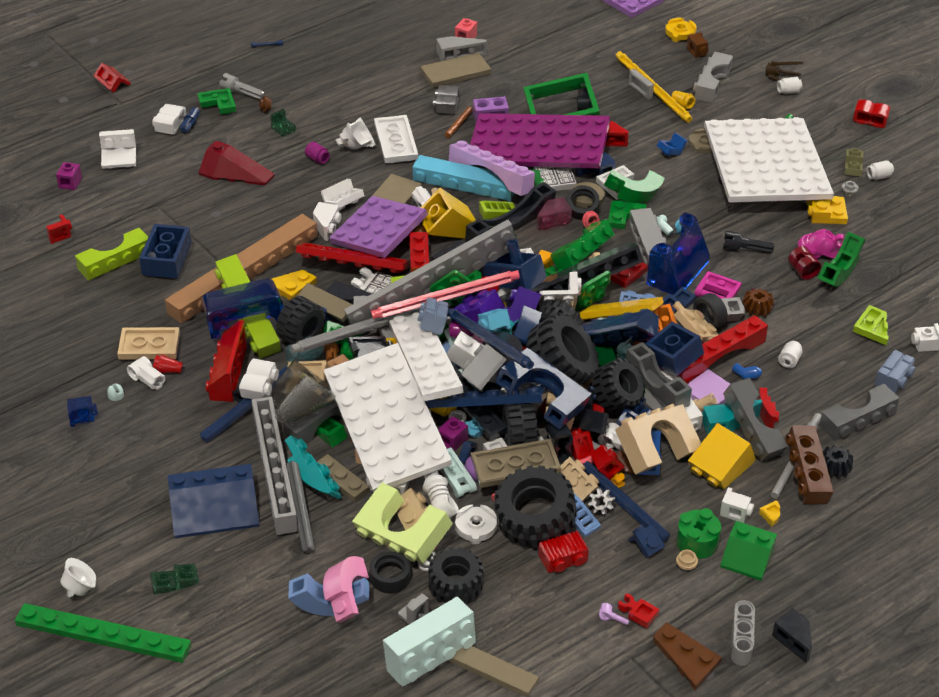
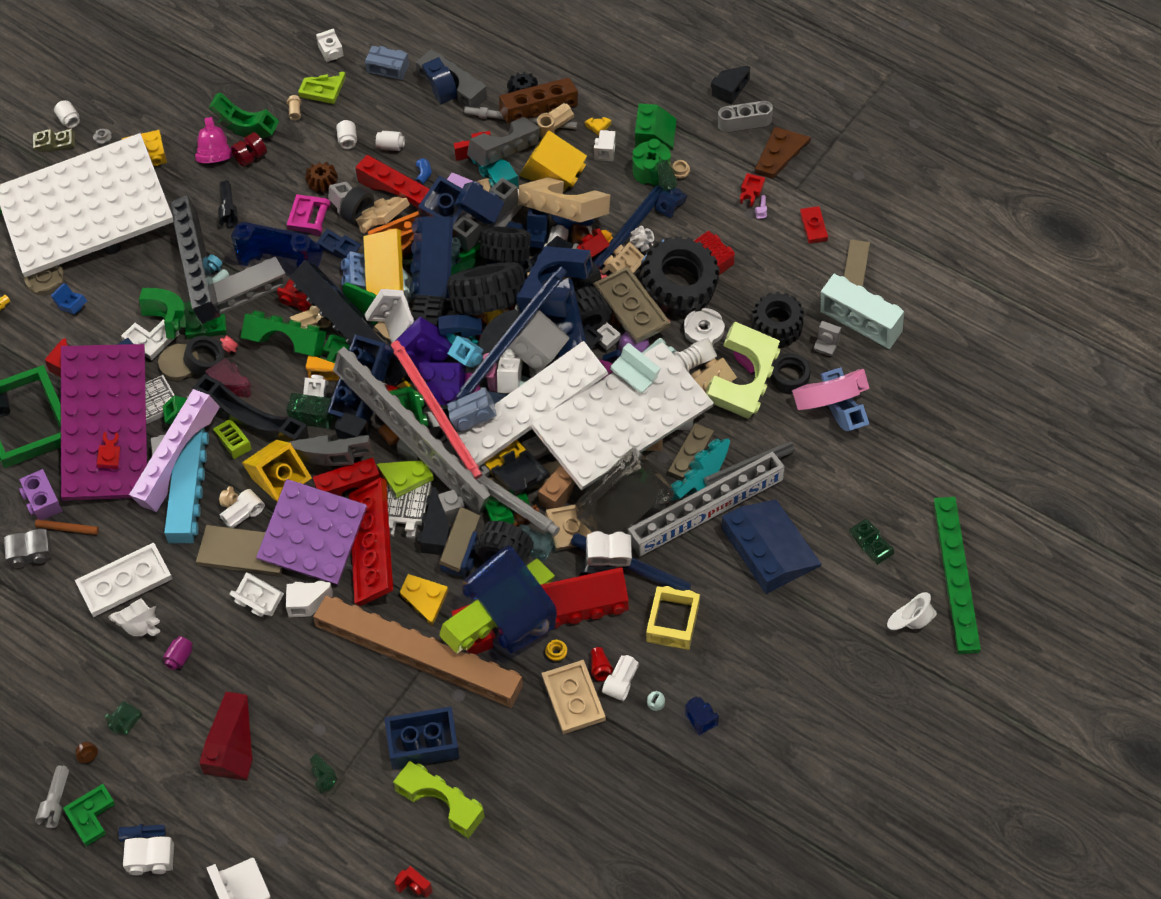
camera: 105 degrees left, 15 degrees up
(160, 413) = (668, 636): none -> light yellow window
(175, 203) = (324, 773): none -> clear green bracket
(197, 344) = (553, 645): none -> yellow plate
(422, 423) = (635, 368): none -> light aqua panel
(444, 238) = (325, 452): none -> dark grey slope
(503, 134) = (109, 453): none -> red plate
(572, 653) = (814, 224): none -> red plate
(659, 359) = (479, 202): none -> dark blue brick
(668, 530) = (666, 176): none -> clear green cone
(676, 202) = (195, 259): none -> black brick
(778, 469) = (554, 119): none -> tan piece
(807, 327) = (346, 134): none -> white brick
(851, 394) = (441, 80): none -> dark blue brick
(854, 303) = (294, 104): none -> tan pin

